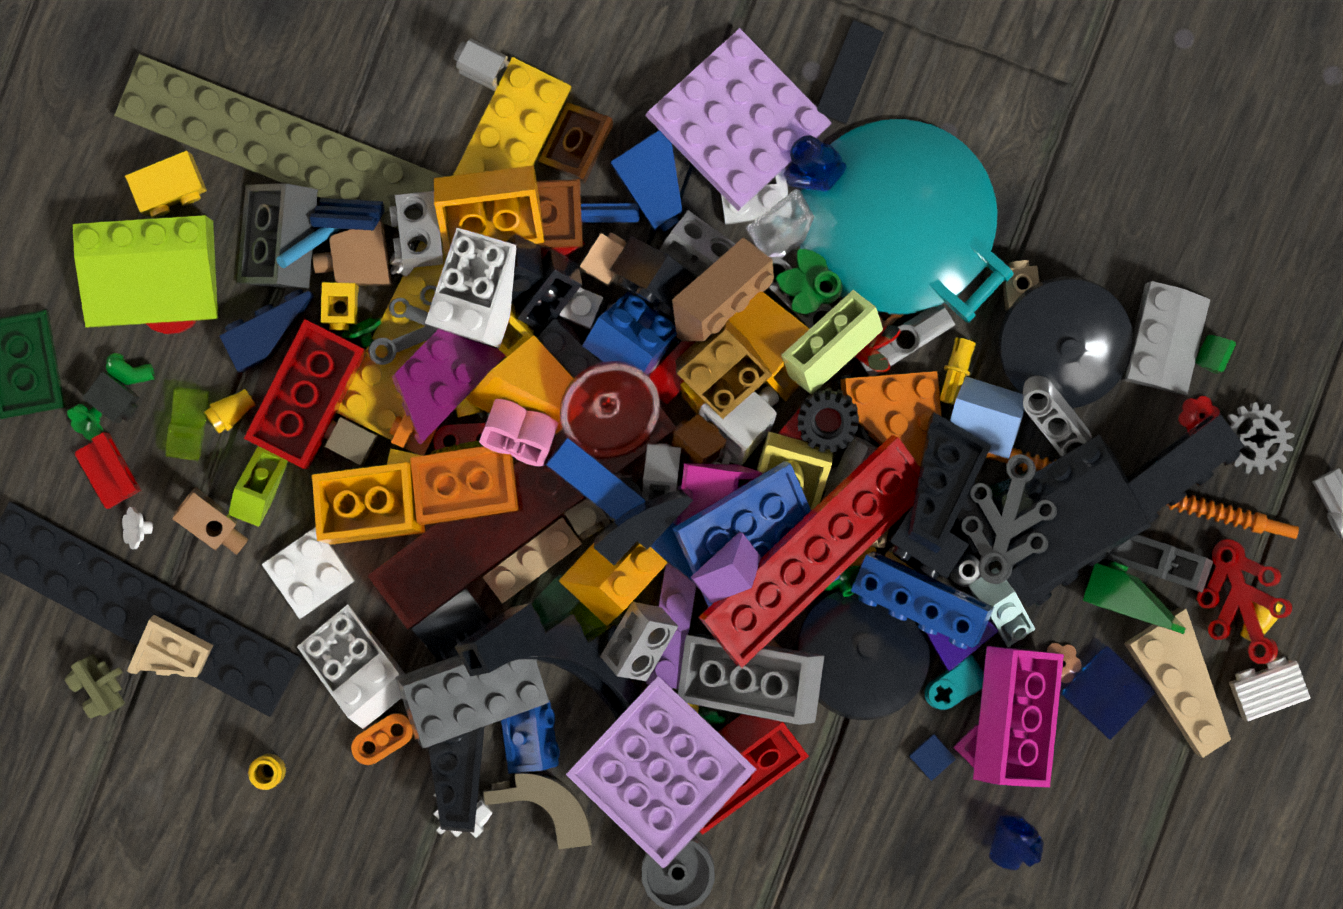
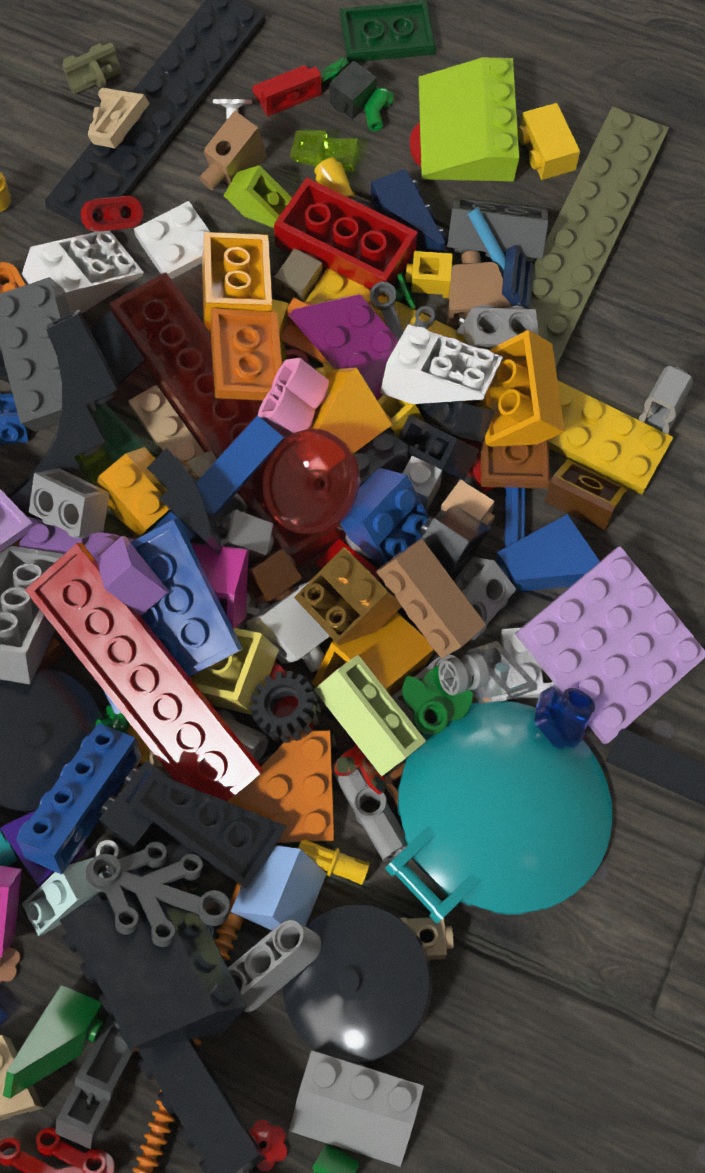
camera: 90 degrees right, 20 degrees down
(289, 644) = (109, 213): none -> red plate
(786, 255) = (465, 673): none -> light grey wheel

